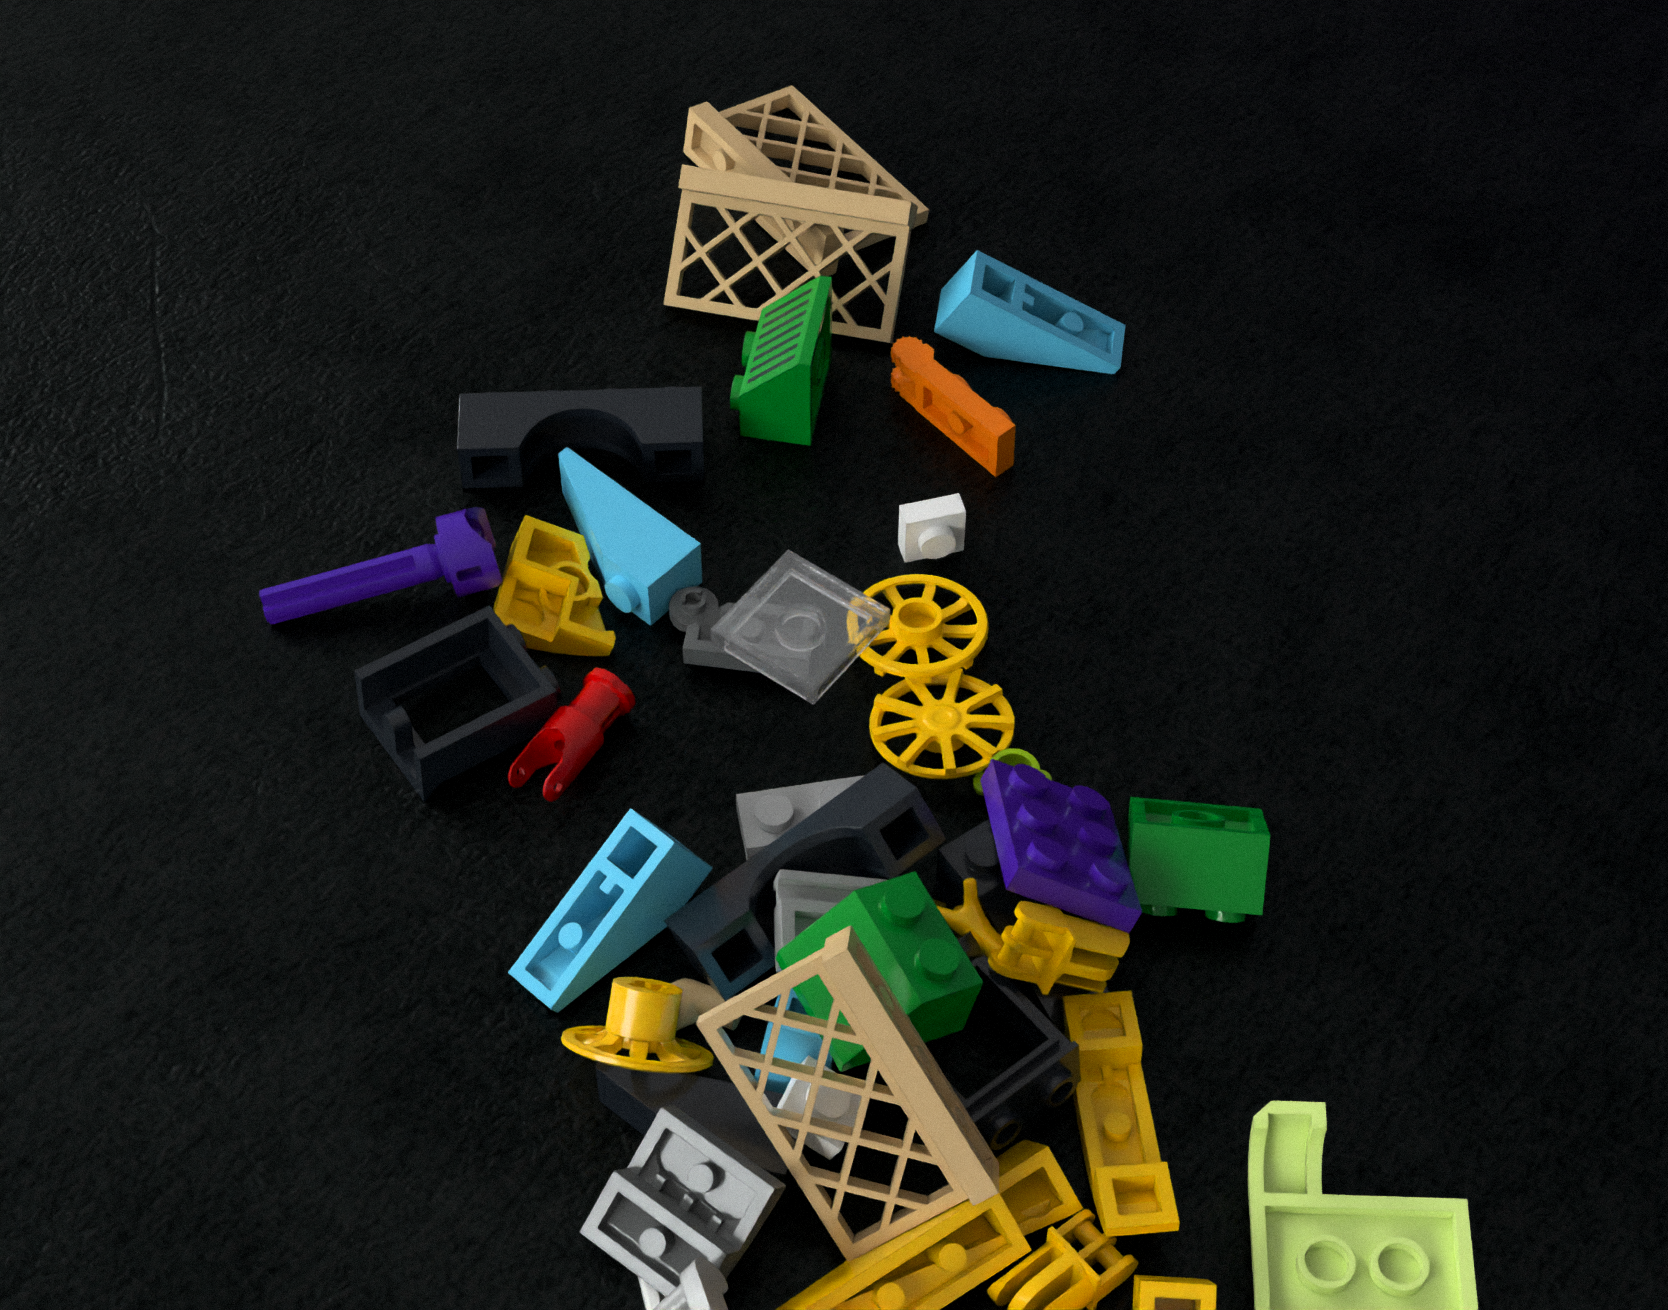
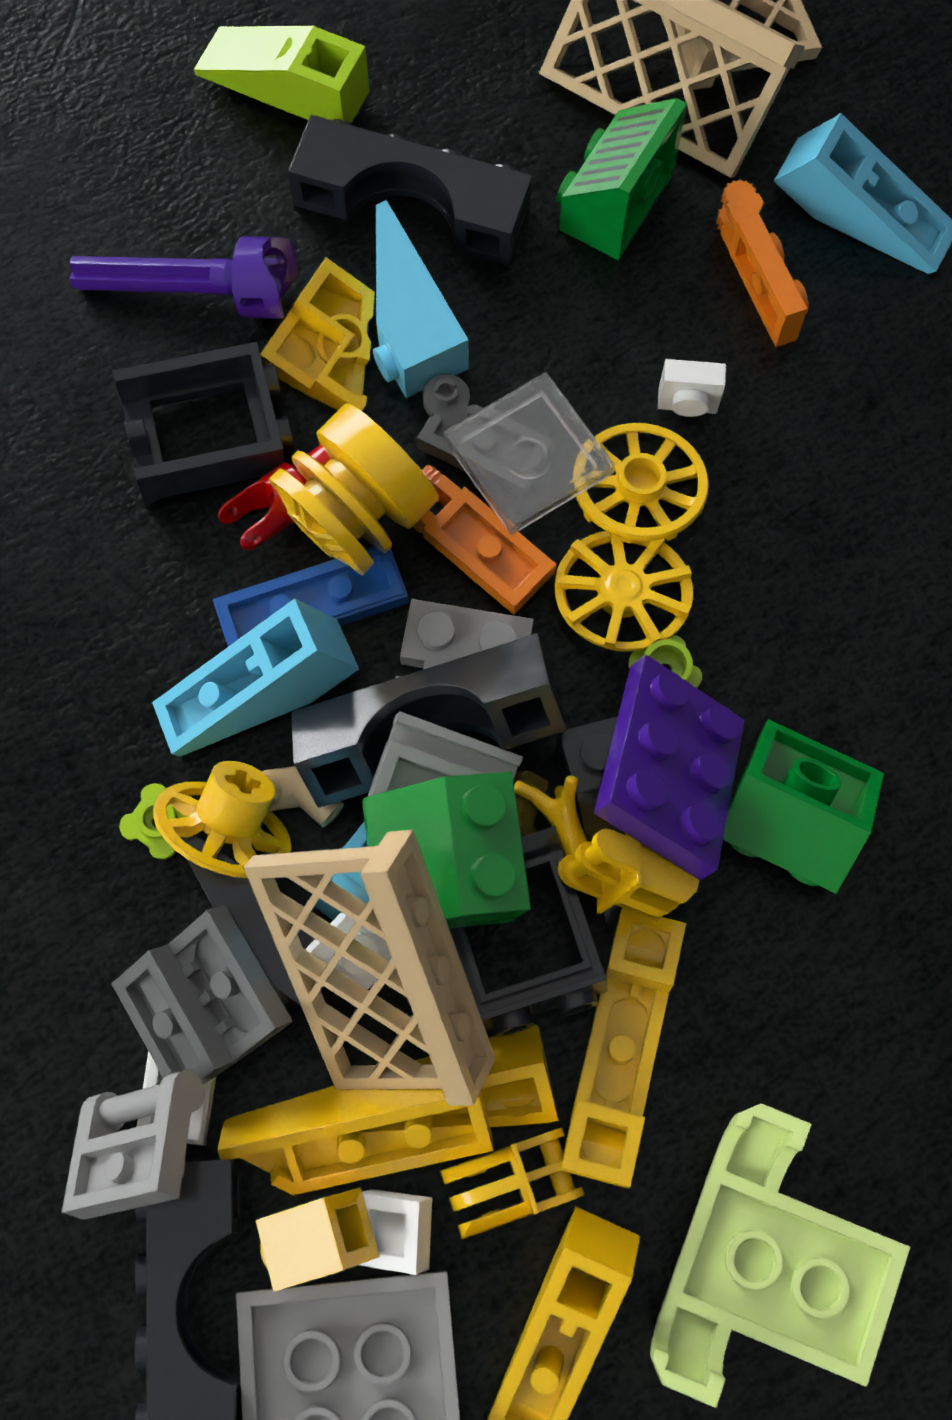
camera: 20 degrees right, 20 degrees up
(413, 363) = (290, 69): none -> lime slope
(556, 1092) = (140, 823): none -> lime plate
(649, 696) = (354, 489): none -> yellow wheel
(674, 800) = (326, 587): none -> blue tile
(776, 723) = (481, 545): none -> orange hinge

